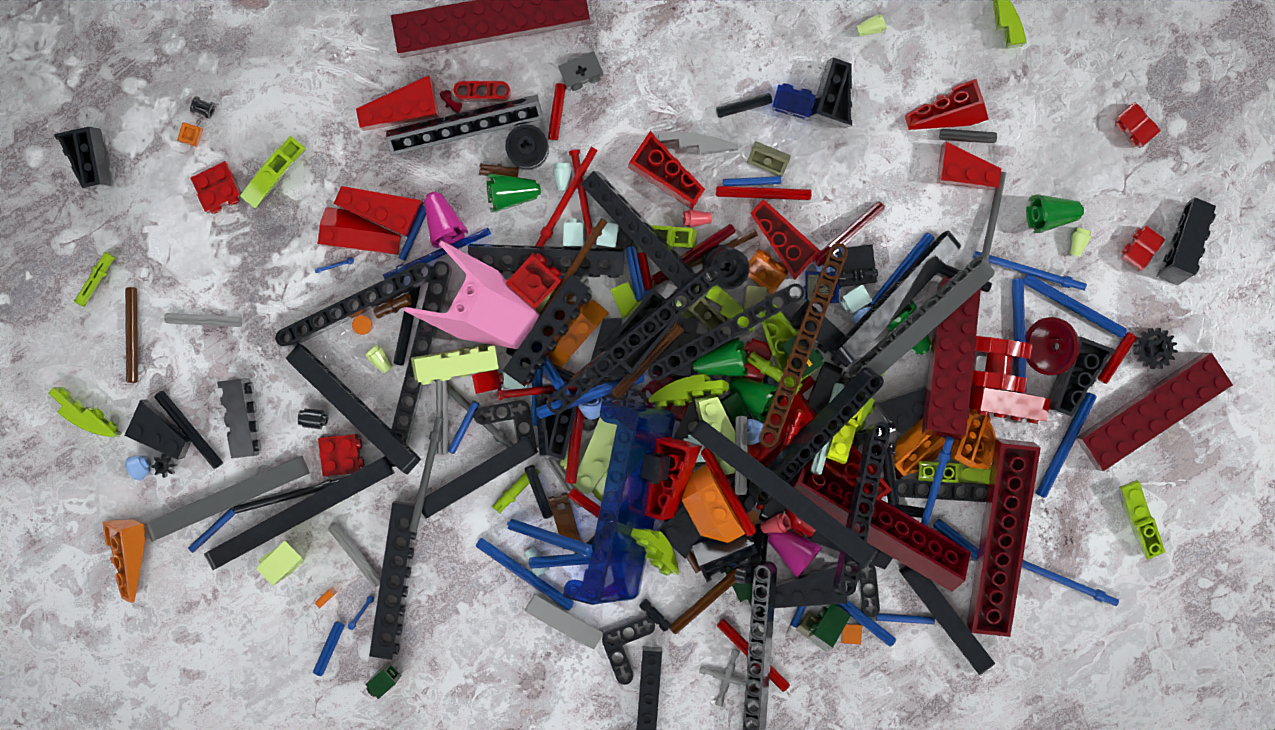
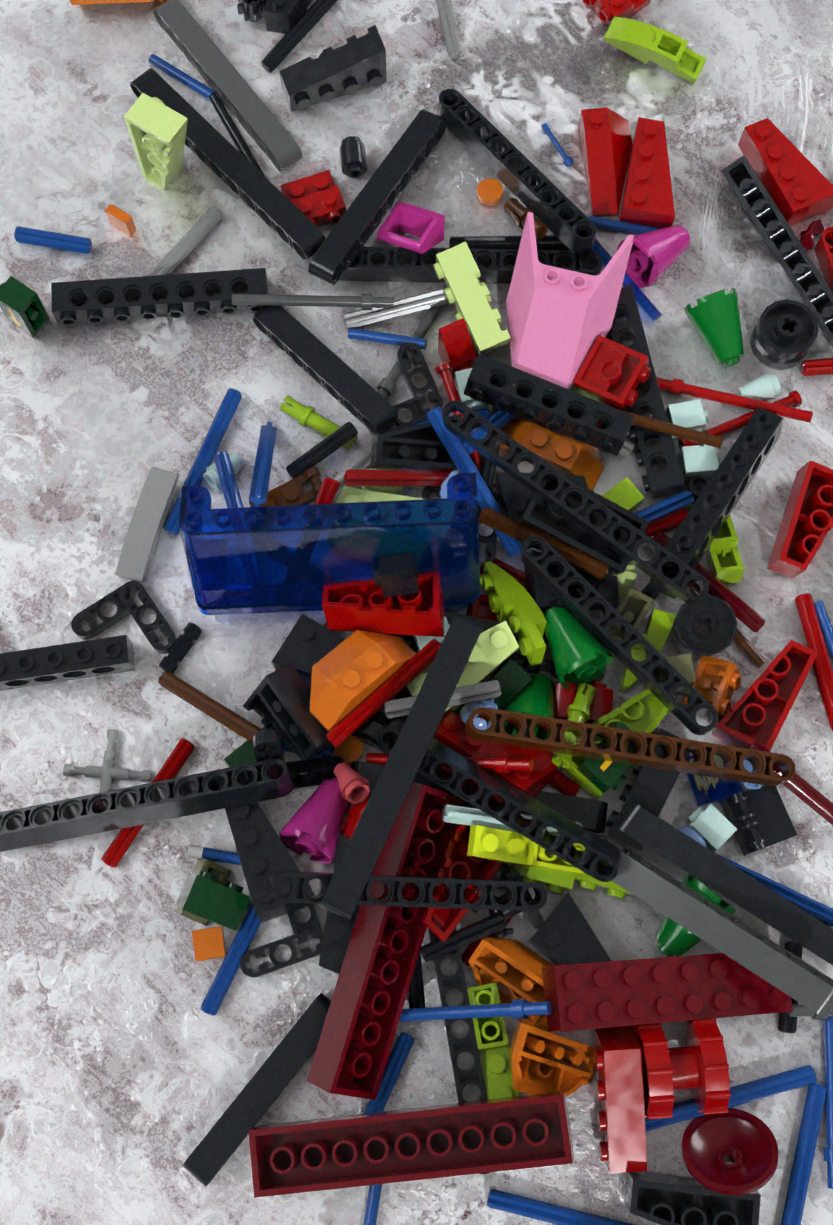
camera: 75 degrees right, 15 degrees down
(370, 599) = (90, 263): blue hinge -> none
(378, 358) = (455, 215): yellowish green cone -> none
(379, 385) = (412, 221): none -> dark pink tile
(498, 169) = (744, 310): reddish brown pin -> none
(658, 550) = (277, 619): lime slope -> none
(696, 218) = (757, 576): coral cone -> none
(905, 618) = (248, 1023): blue bar -> none

